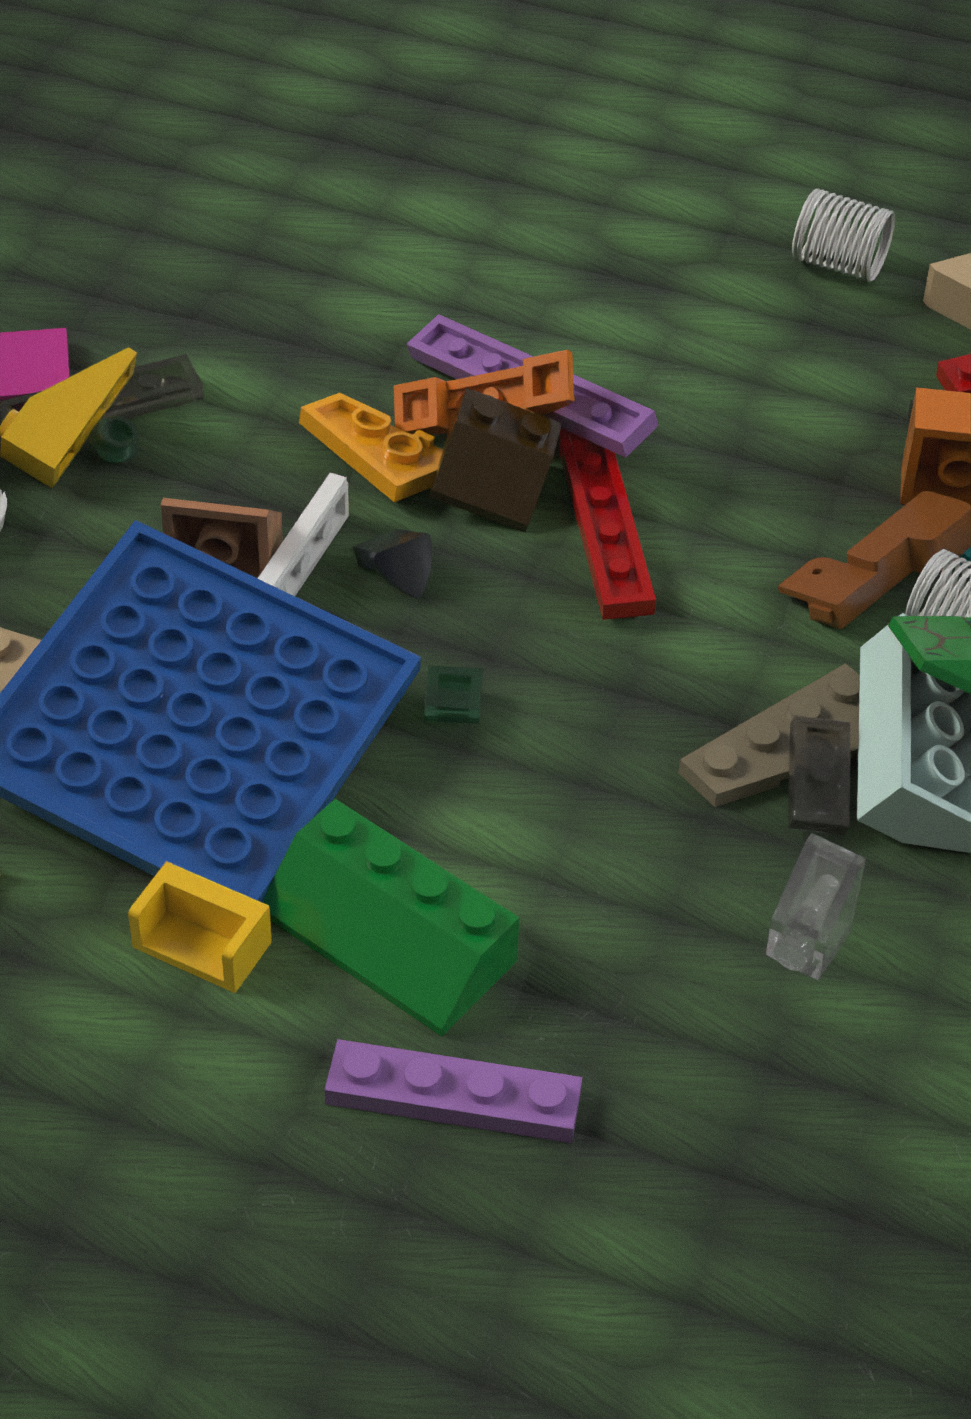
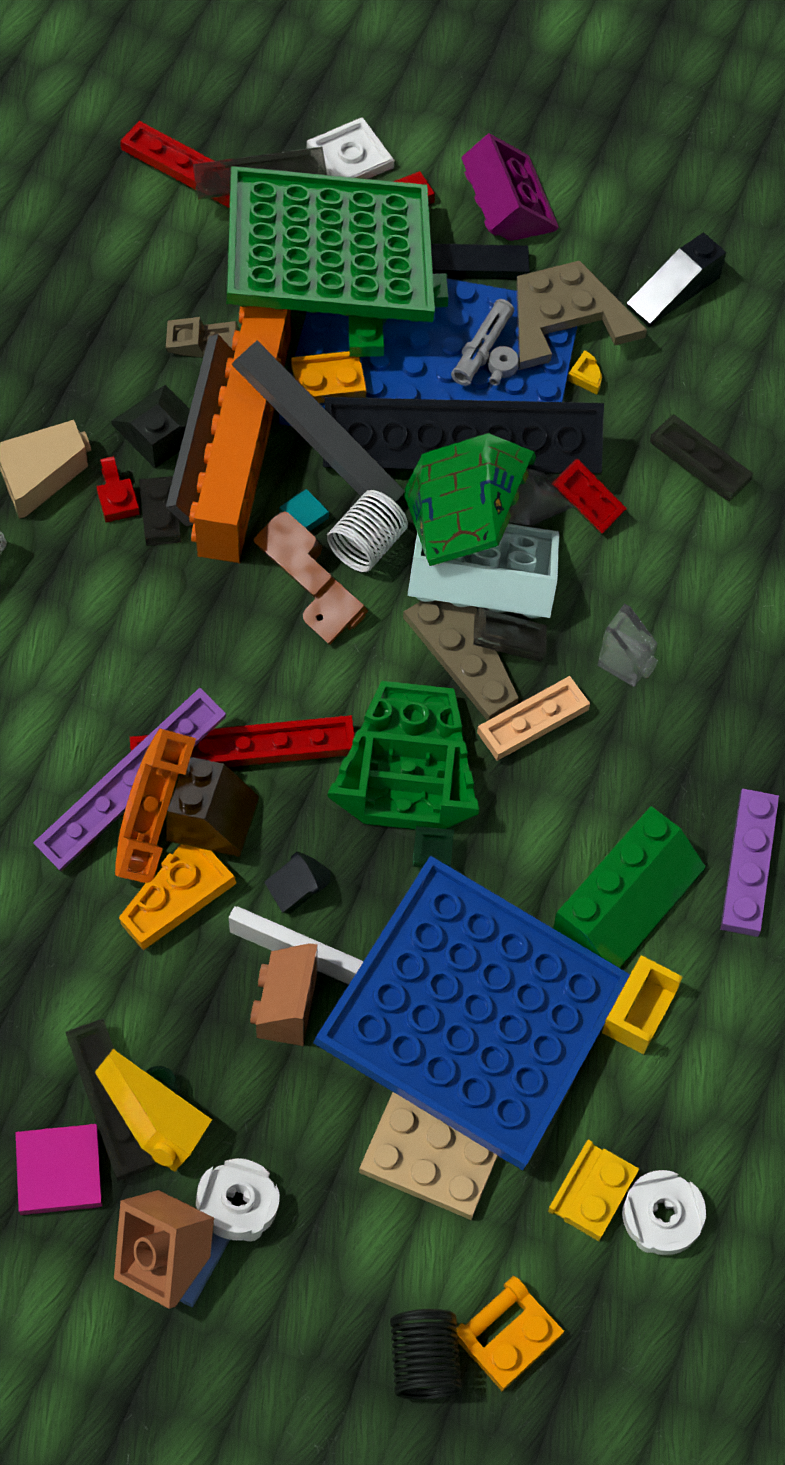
camera: 90 degrees left, 15 degrees up
(595, 658) = (408, 761): none -> green wedge
(682, 811) = (533, 718): none -> light nougat plate

